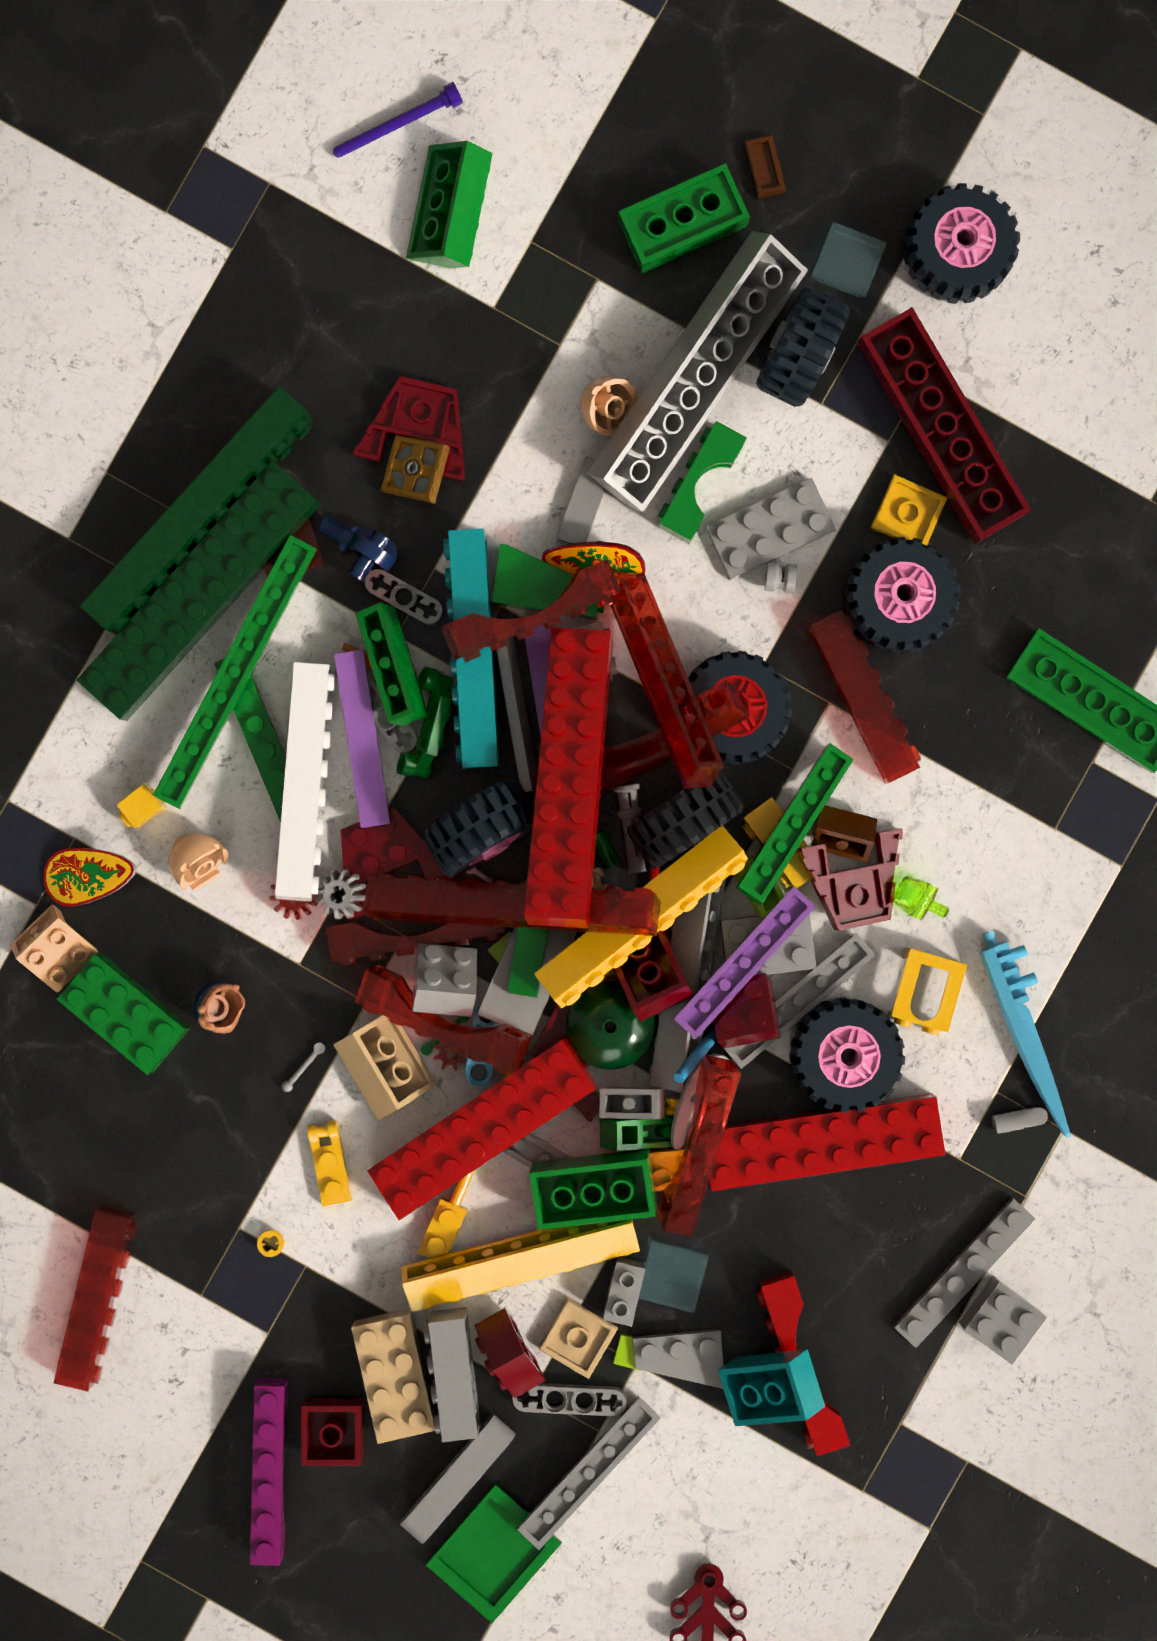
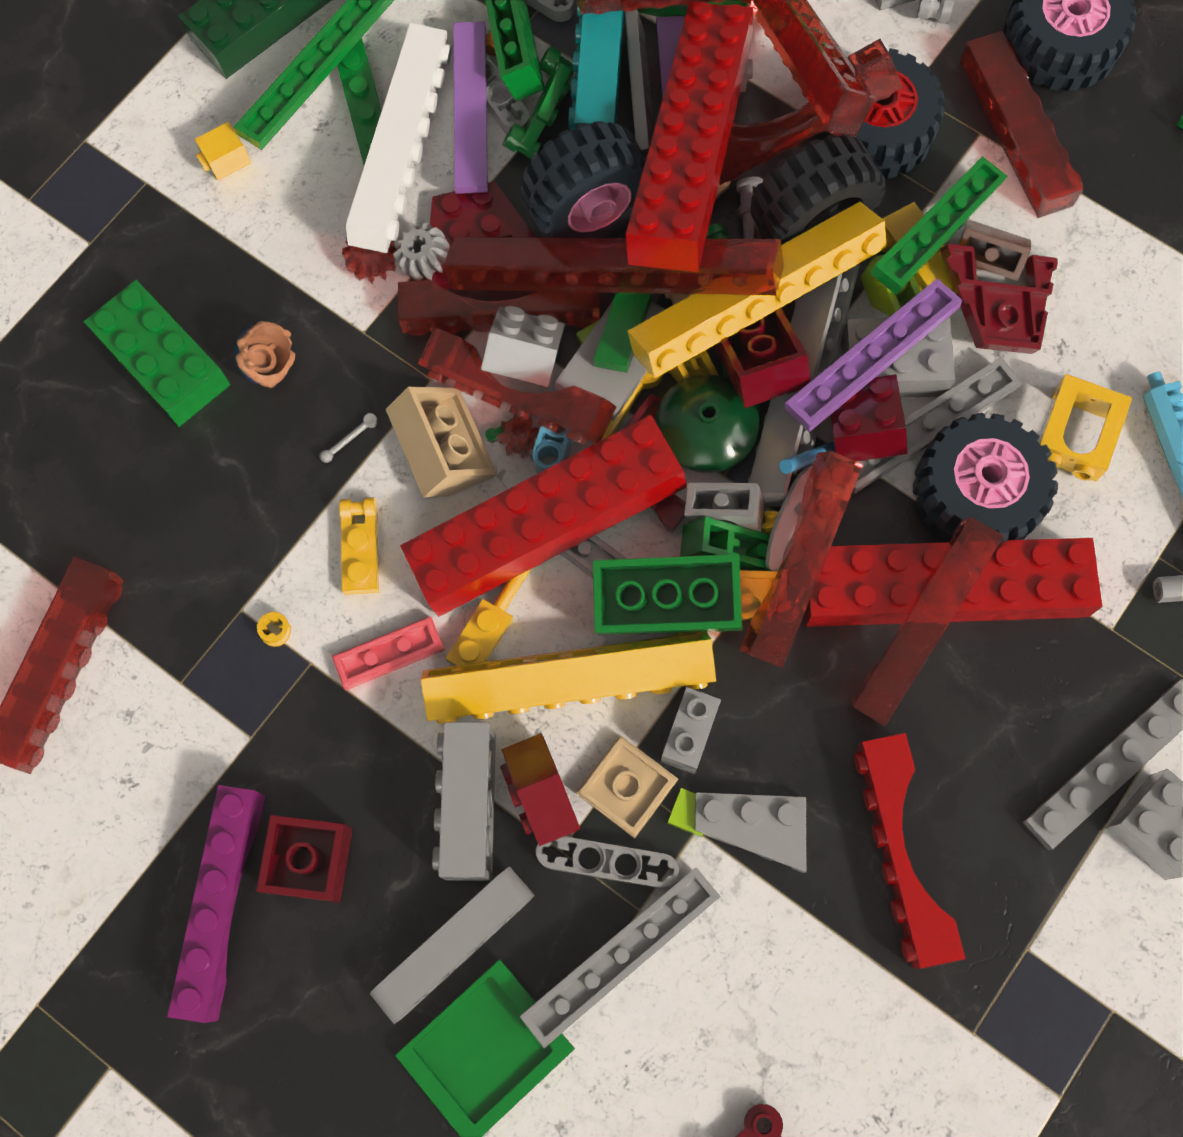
camera: 10 degrees right, 15 degrees down
(52, 949) = (92, 279): light nougat bracket -> none
(85, 875) = (147, 209): shield -> none
(195, 859) = (270, 205): light nougat cylinder -> none
(368, 1252) = (388, 653): none -> coral tile
(394, 1375) = (393, 800): tan brick -> none
(673, 1276) = (752, 725): clear light blue tile -> none
(771, 1388) = (869, 865): teal brick -> none
(818, 1163) = (927, 620): none -> clear red arch
(918, 897) = (1073, 331): clear neon green piece -> none

